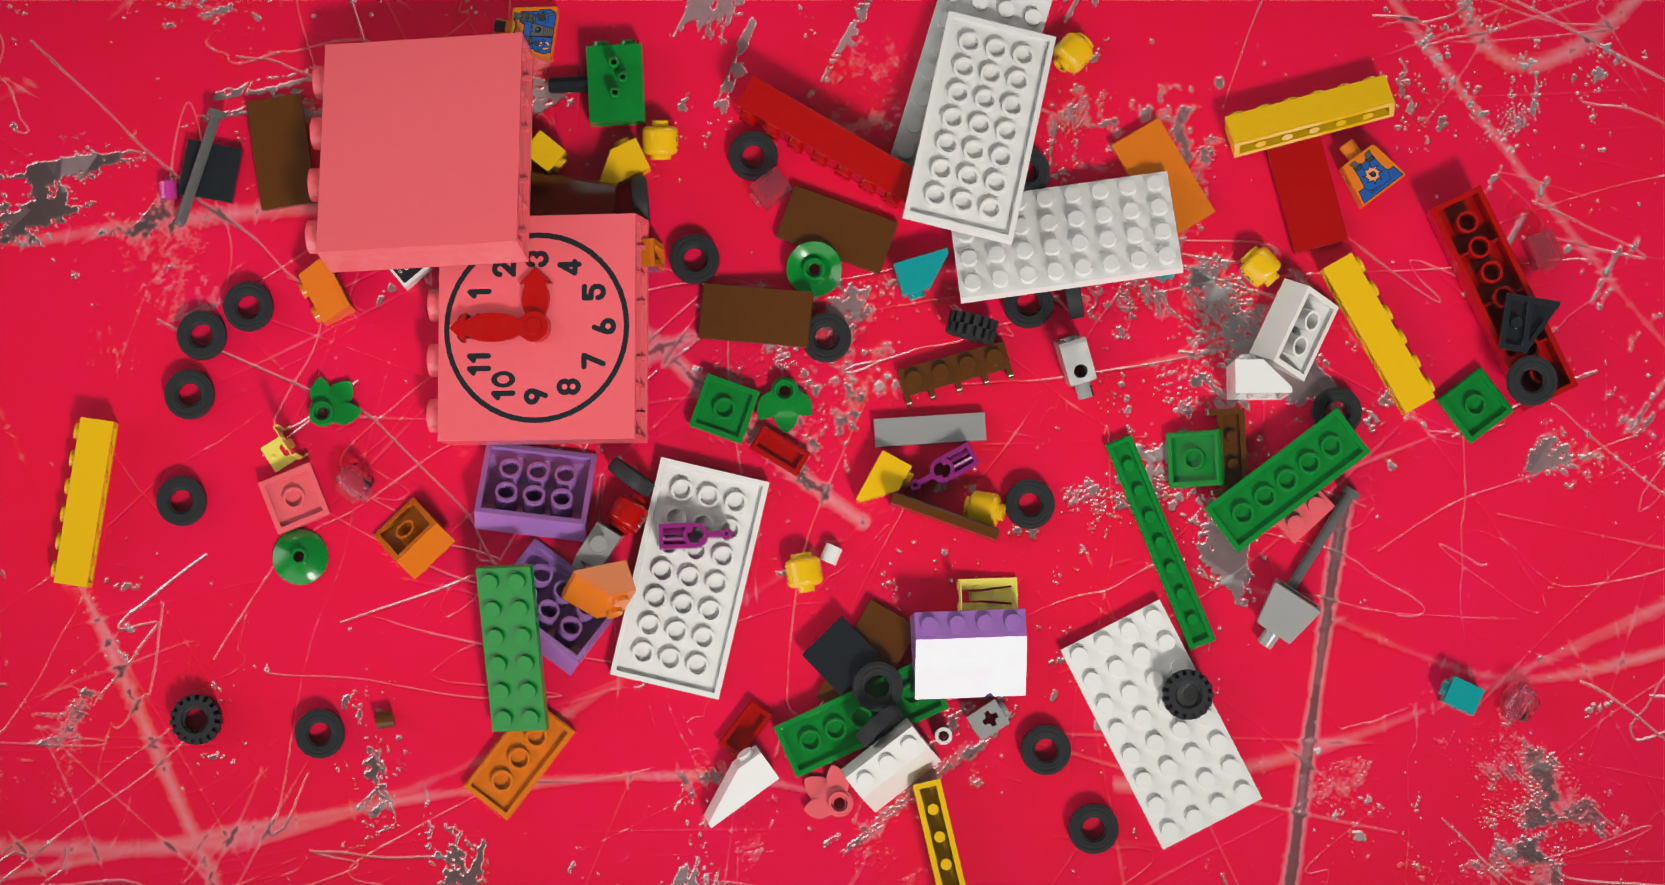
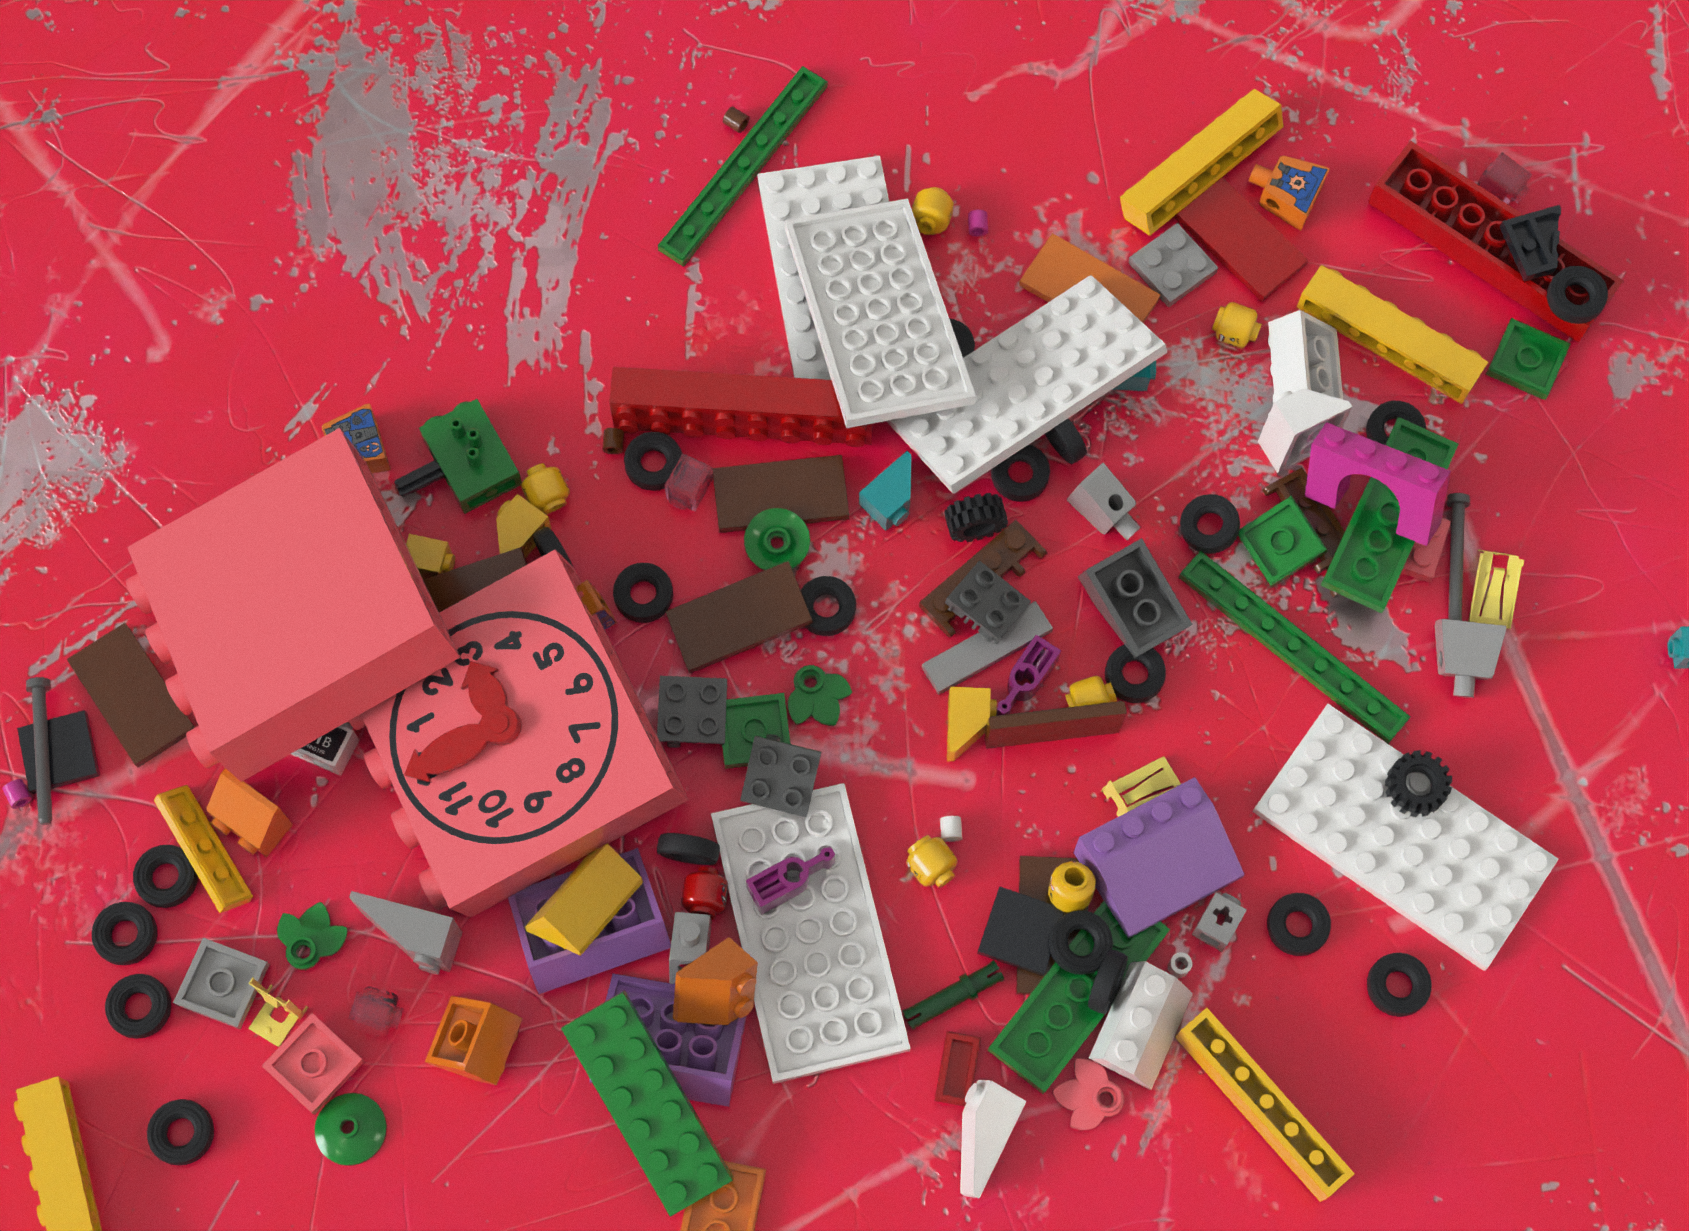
camera: 25 degrees left, 15 degrees down
(255, 407) = (219, 983): none -> light grey plate
(284, 299) = (203, 848): none -> yellow tile
(406, 443) = (421, 934): none -> light grey slope
(538, 479) = (586, 901): none -> yellow slope
(685, 371) = (691, 710): none -> dark grey hinge
(723, 456) = (780, 775): none -> dark grey hinge
(730, 124) = (613, 441): none -> reddish brown piece
(765, 676) = (953, 995): none -> dark green pin
(780, 450) = (840, 745): red tile -> none
(897, 637) = (1071, 887): none -> yellow head
(946, 397) = (987, 602): none -> dark grey hinge
(1058, 450) = (1135, 598): none -> dark grey slope
(1105, 79) = (978, 222): none -> dark pink piece
(1143, 401) = (1210, 504): none -> black tyre
(1240, 190) = (1173, 265): none -> light grey plate
(1305, 482) = (1415, 482): none -> dark pink arch
(1326, 588) = (1491, 607): none -> light yellow piece

